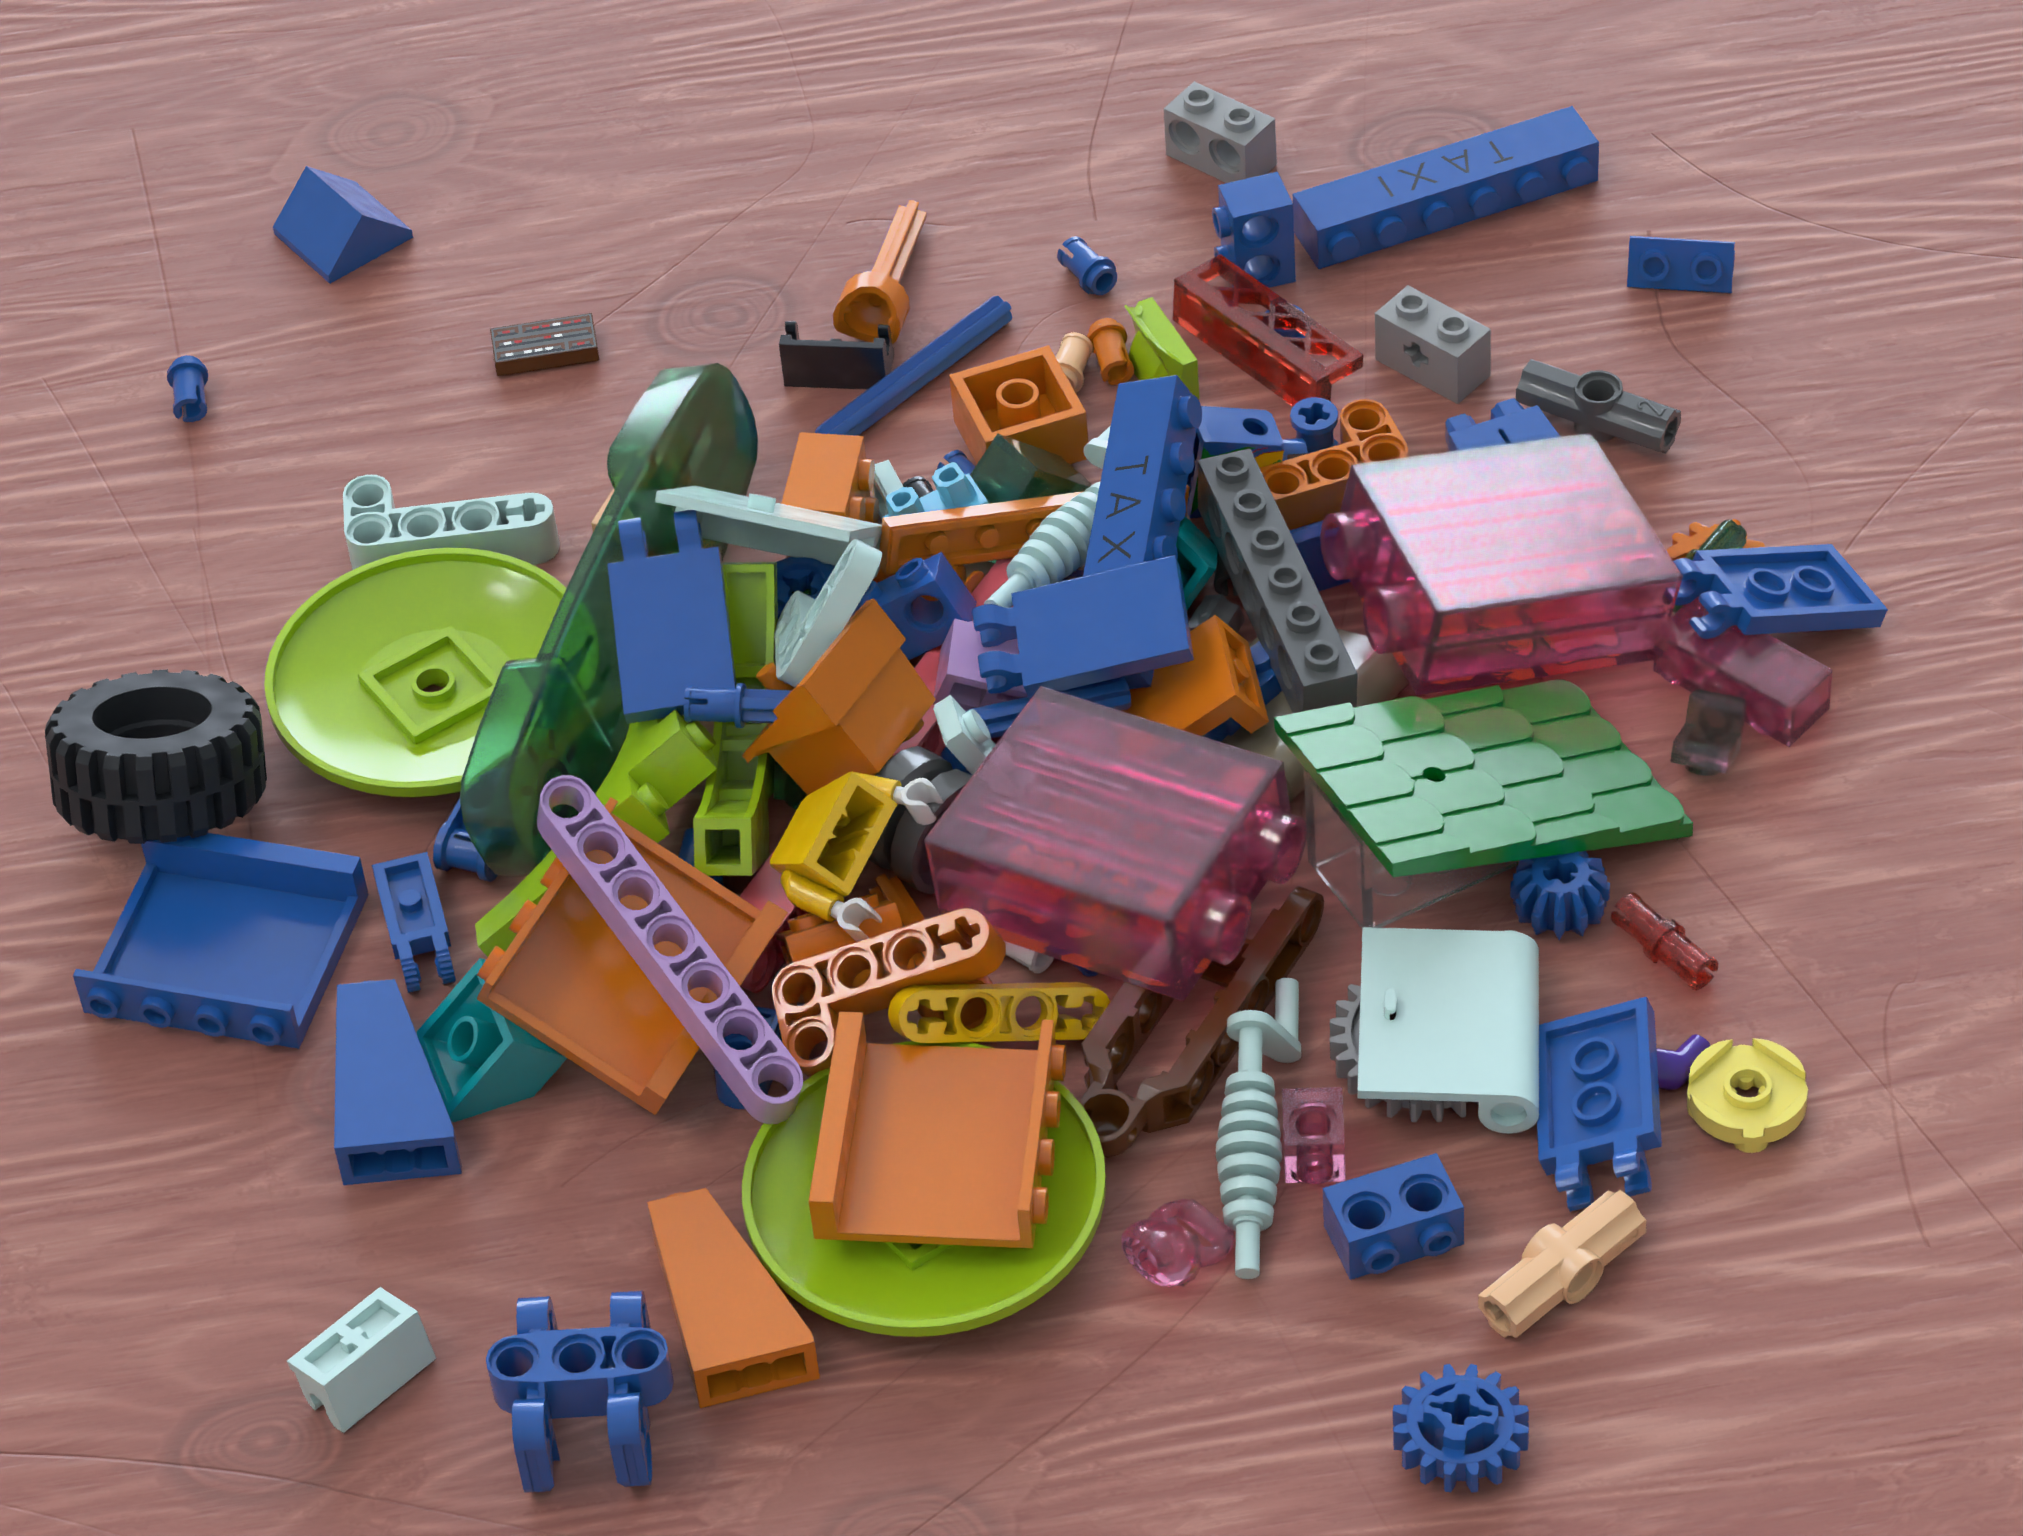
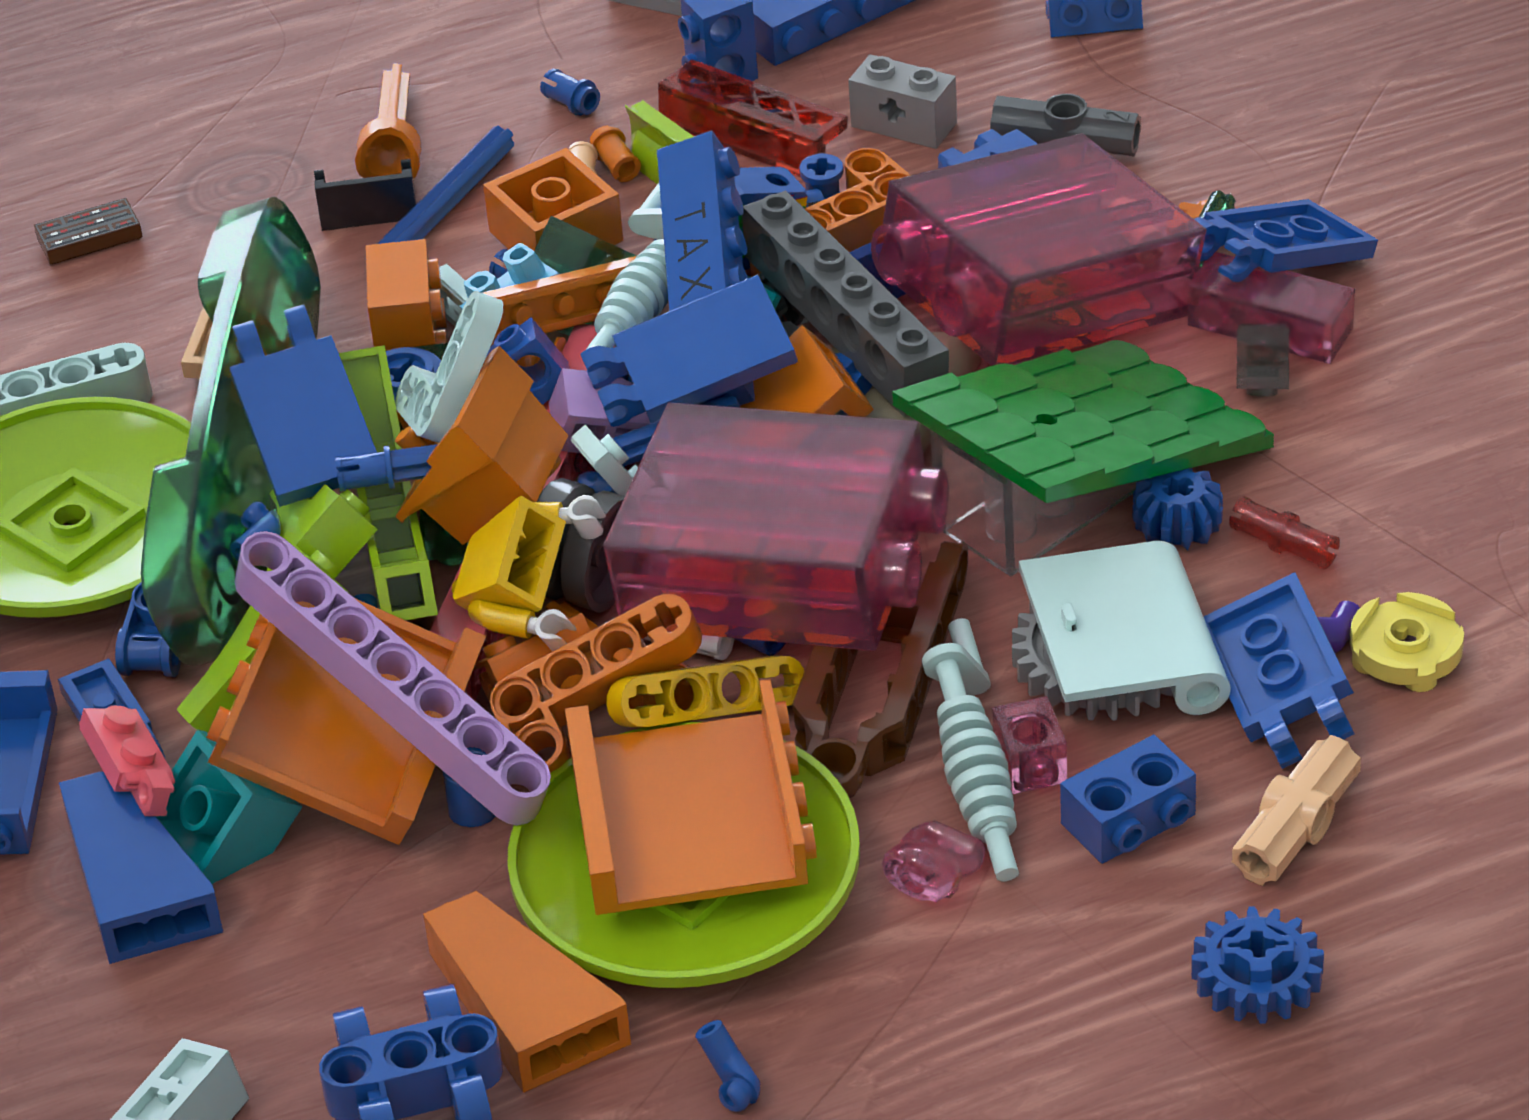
camera: 15 degrees left, 5 degrees down
(411, 970) = (129, 756): none -> coral hinge
(600, 753) = (256, 519): none -> blue arm
(771, 526) = (371, 319): light aqua door -> none
(904, 1424) = (738, 1079): none -> blue arm

